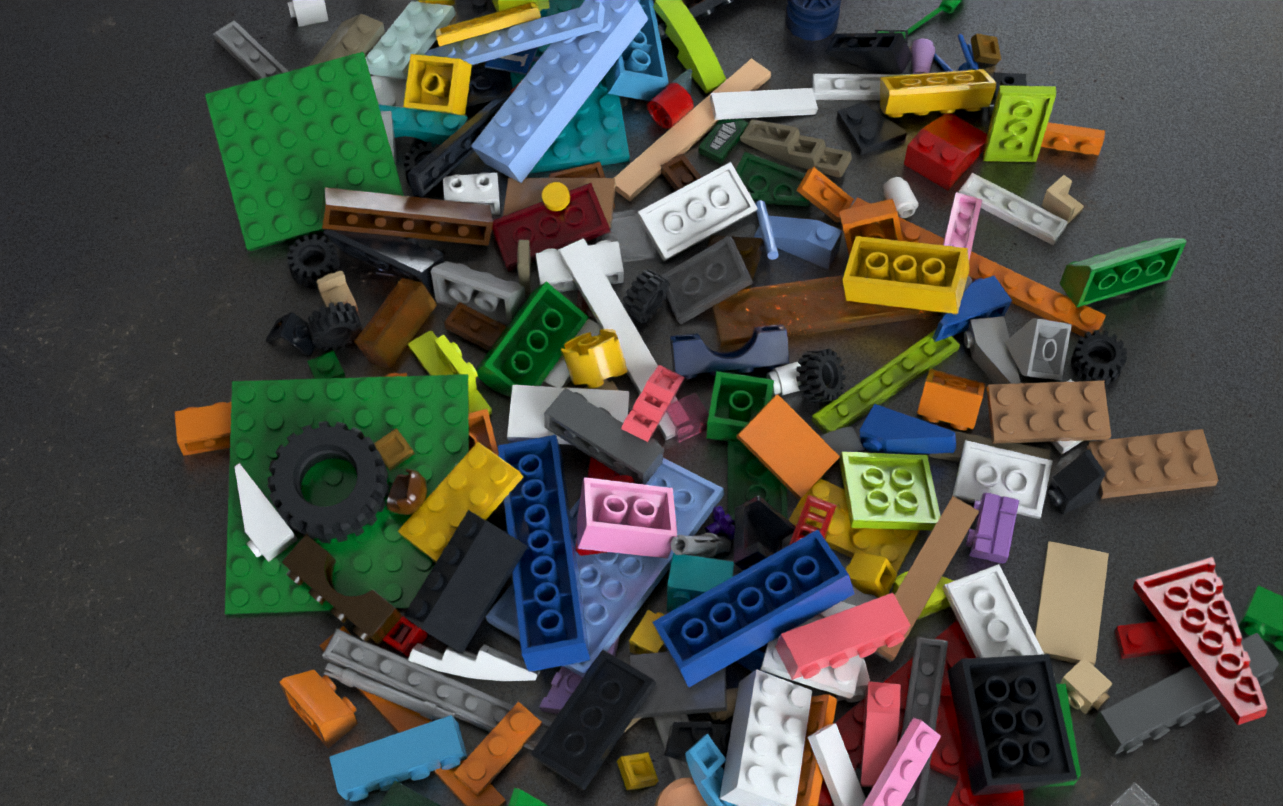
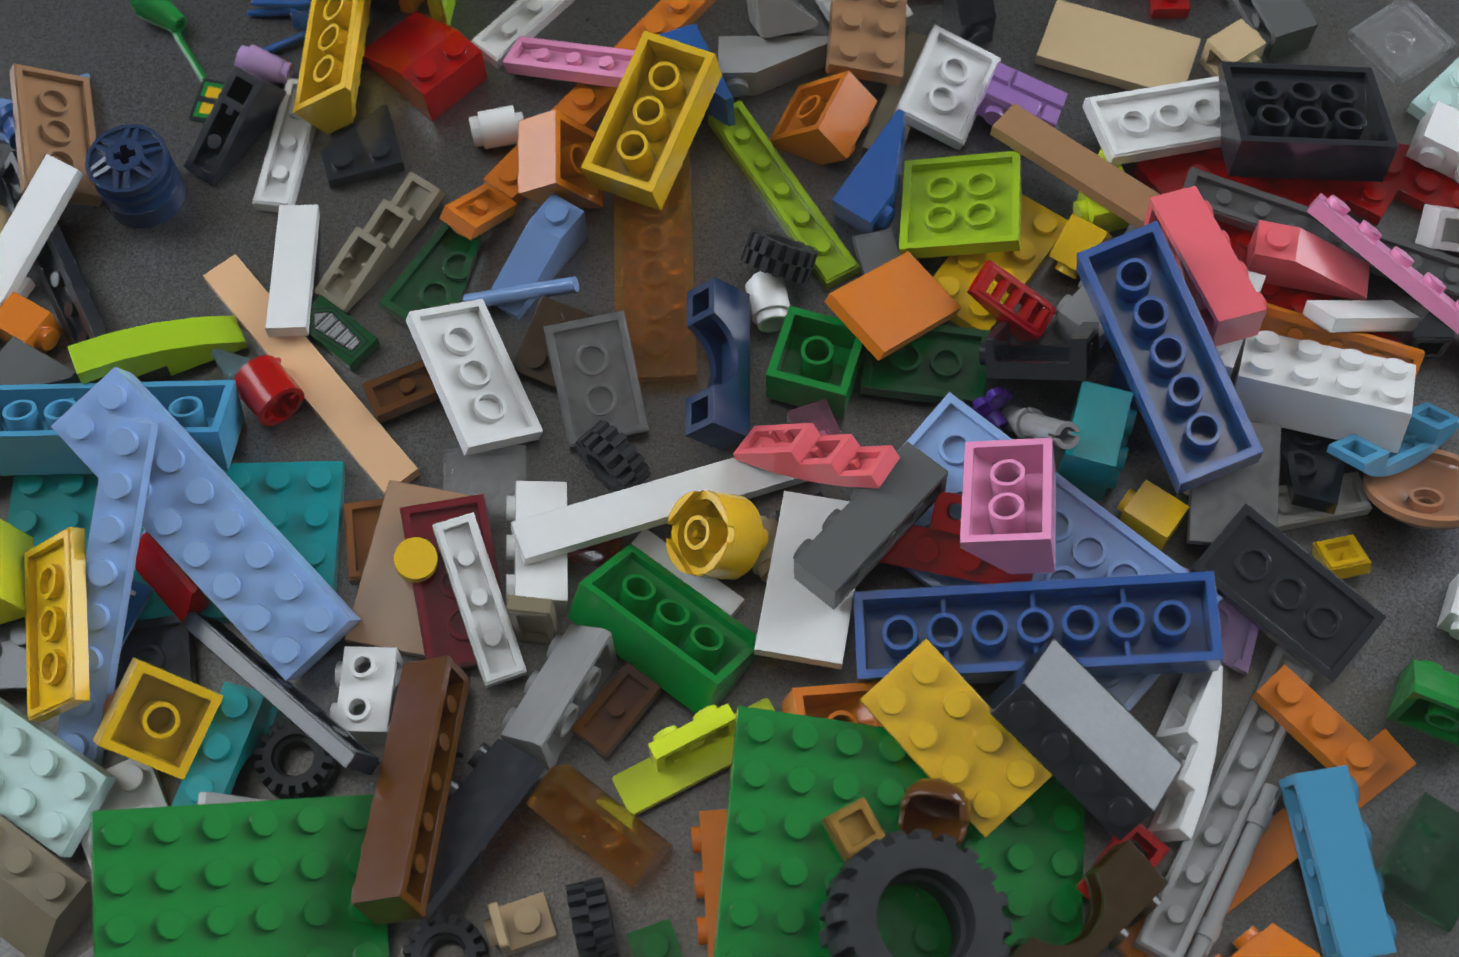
camera: 80 degrees left, 5 degrees up
(541, 236) = (479, 600): none -> white tile

